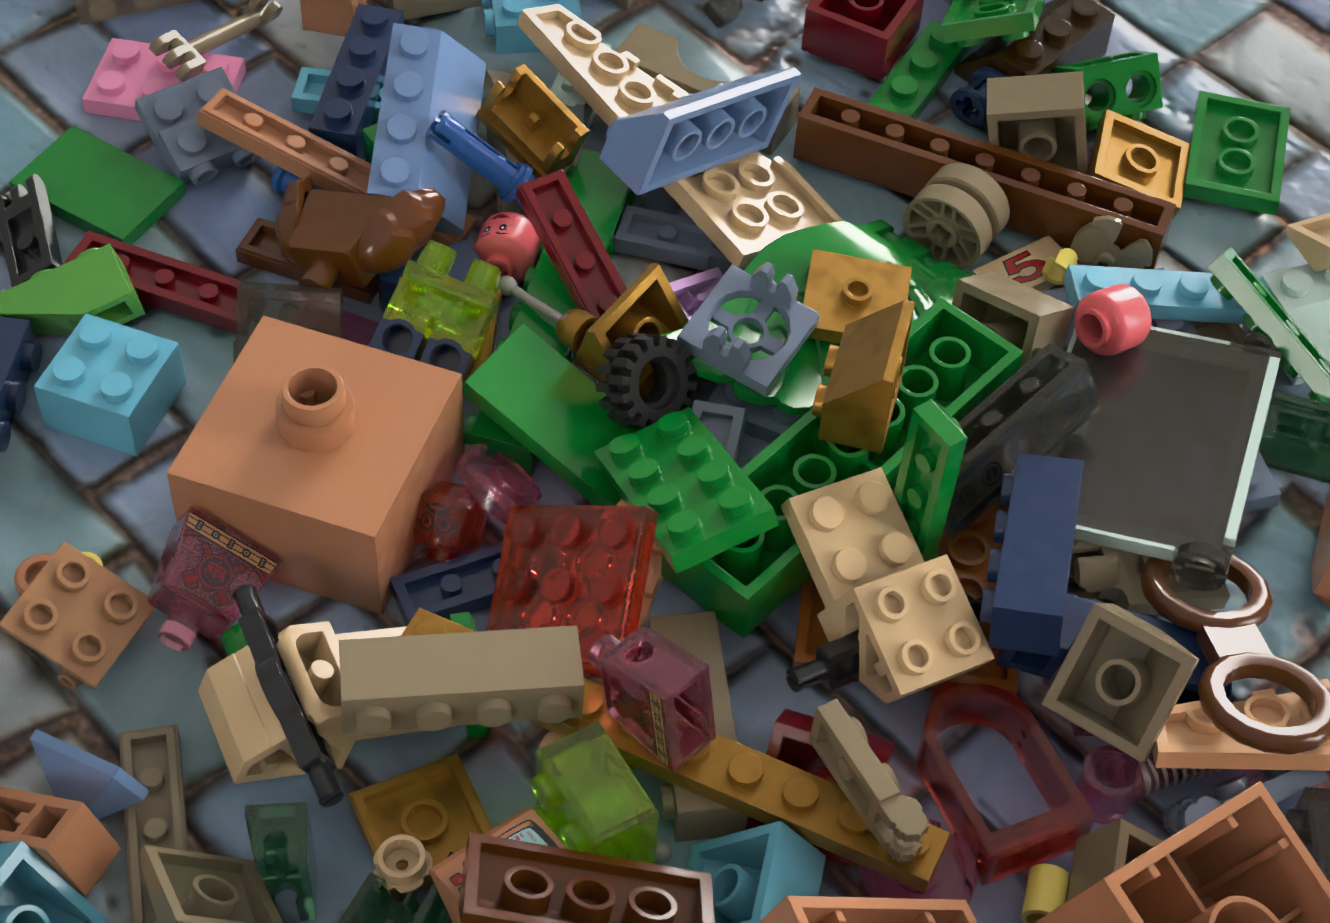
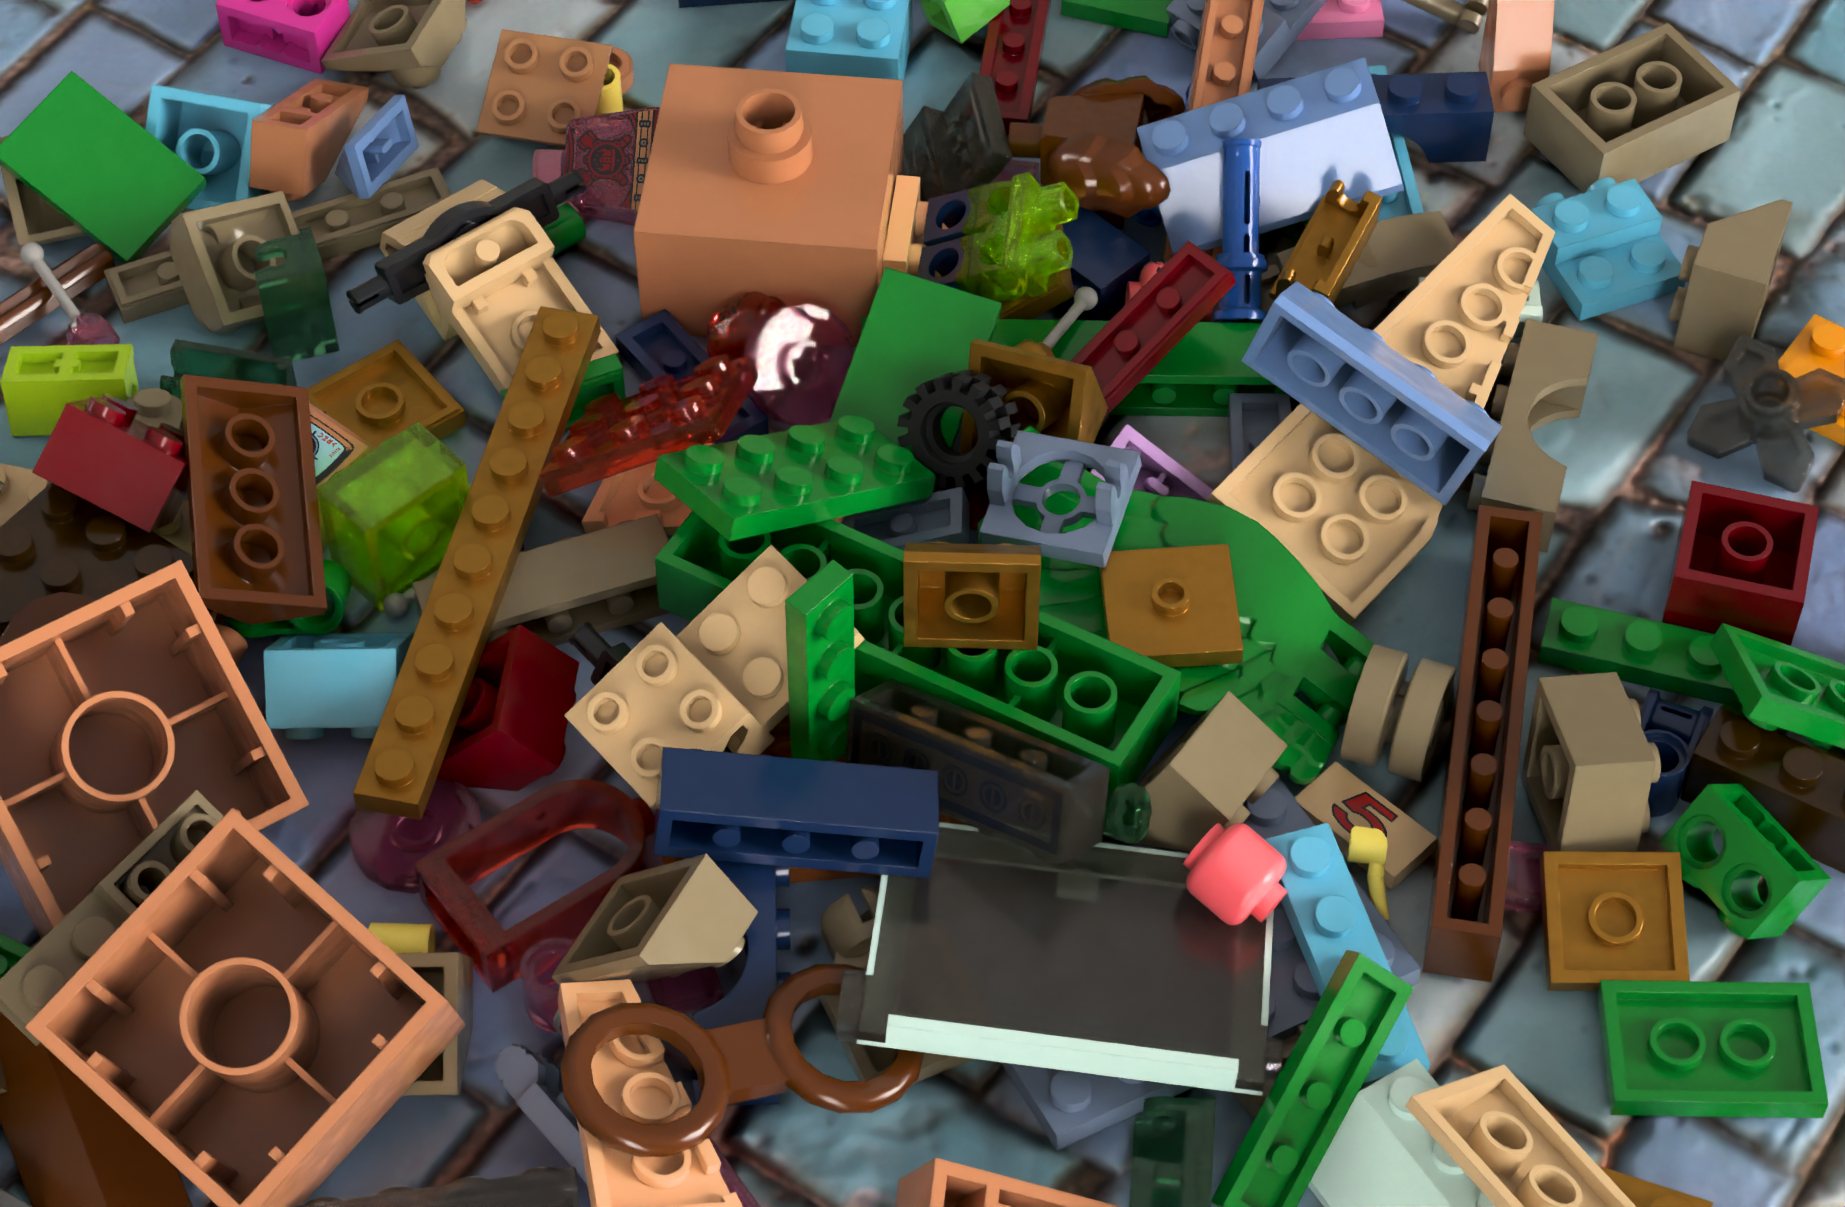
camera: 80 degrees right, 0 degrees up
(407, 850) = (316, 375): tan plate -> none
(460, 679) = (482, 343): dark tan brick -> none
(657, 693) = (490, 489): clear pink torso -> none
(867, 782) = (435, 694): dark tan hinge -> none
(1096, 245) = (1407, 894): dark tan piece -> none

